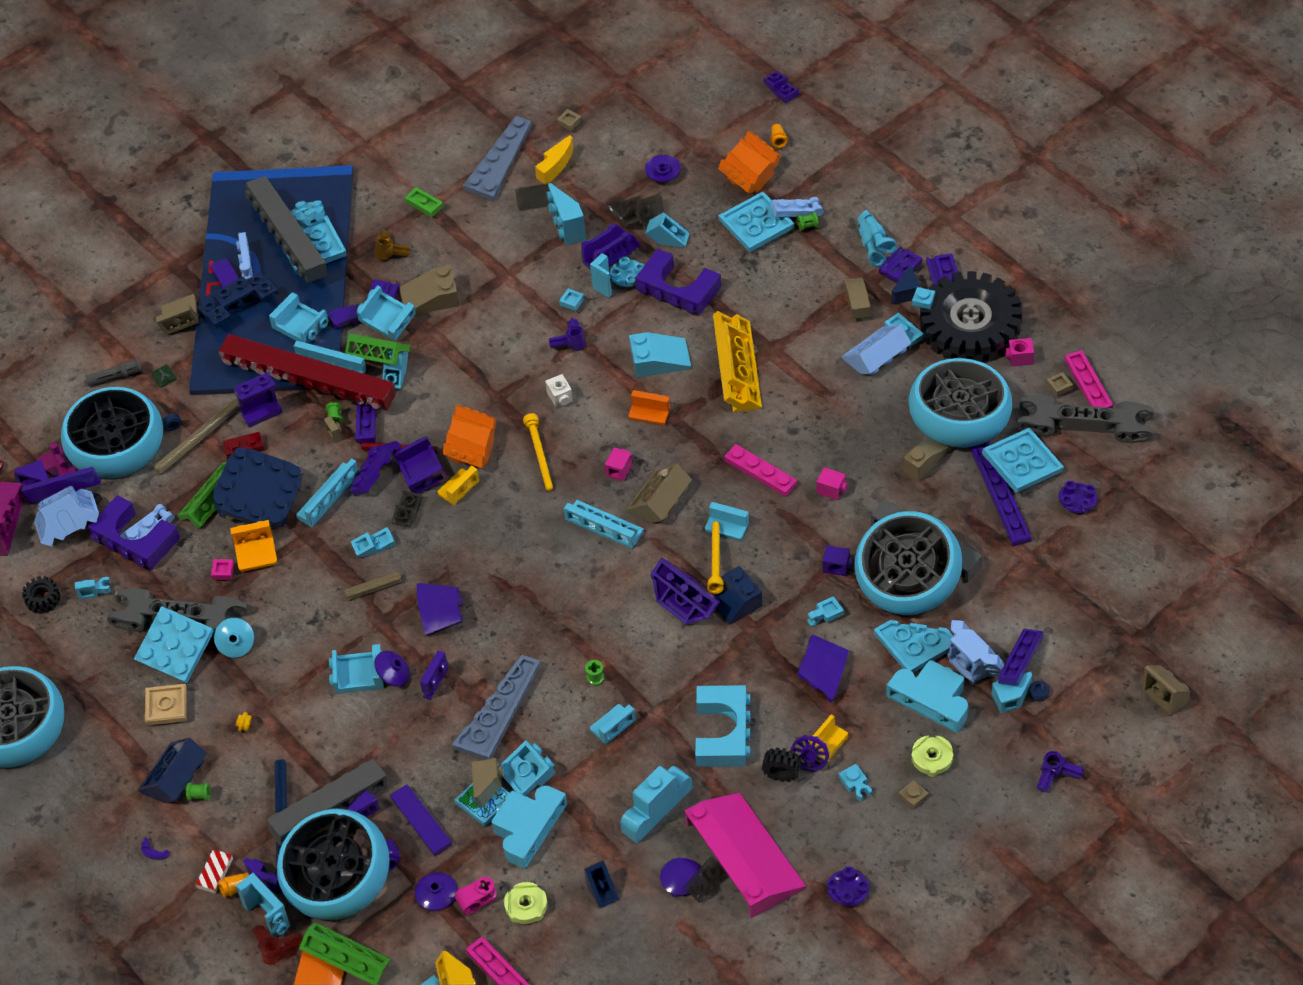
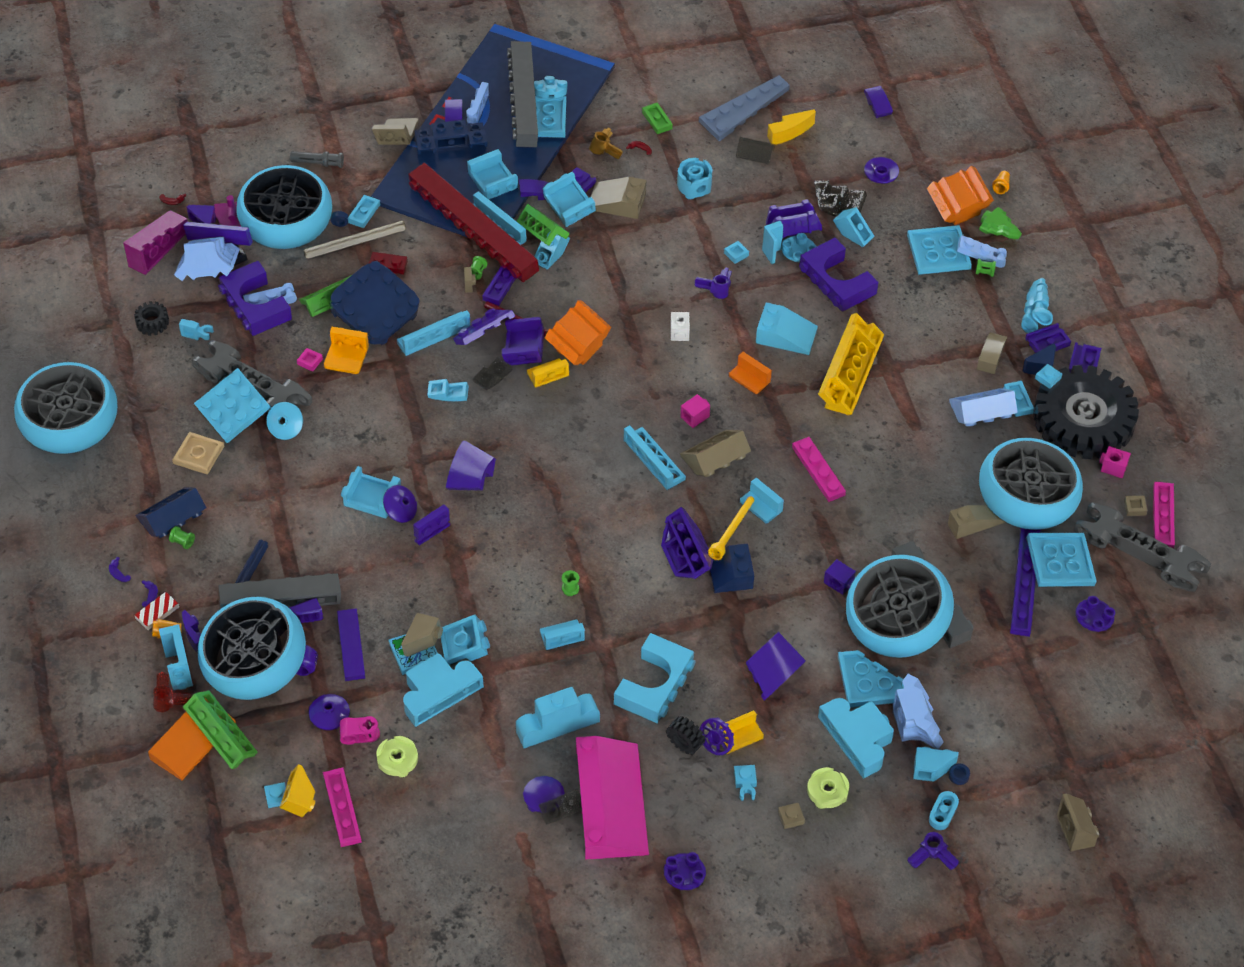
camera: 20 degrees right, 0 degrees up
(163, 375) = (356, 177): clear green tile -> none
(191, 405) = (363, 211): none -> medium azure plate
(199, 855) = (153, 591): none -> dark purple piece
(243, 722) = (252, 495): yellow plate -> none
(257, 400) = (418, 228): dark purple panel -> none
(372, 585) = (426, 426): dark tan axle -> none
(422, 234) = (641, 145): none -> dark red piece
(491, 723) = (458, 587): sand blue wing -> none
(493, 245) = (694, 178): none -> medium azure brick
(531, 423) = (640, 343): yellow piece -> none
(566, 216) = (771, 178): medium azure slope -> none
(569, 120) = (823, 96): dark tan plate -> none
(600, 884) = (469, 768): dark blue slope -> none
(624, 104) = (878, 100): none -> dark purple slope
(780, 87) = (1029, 140): dark purple slope -> none
(797, 176) = (999, 224): none -> bright green rock
(827, 610) = (807, 617): medium azure plate -> none
(831, 484) = (874, 507): dark pink brick -> none
(1020, 657) = (957, 735): dark purple tile -> none
(1044, 731) = (943, 812): none -> medium azure plate

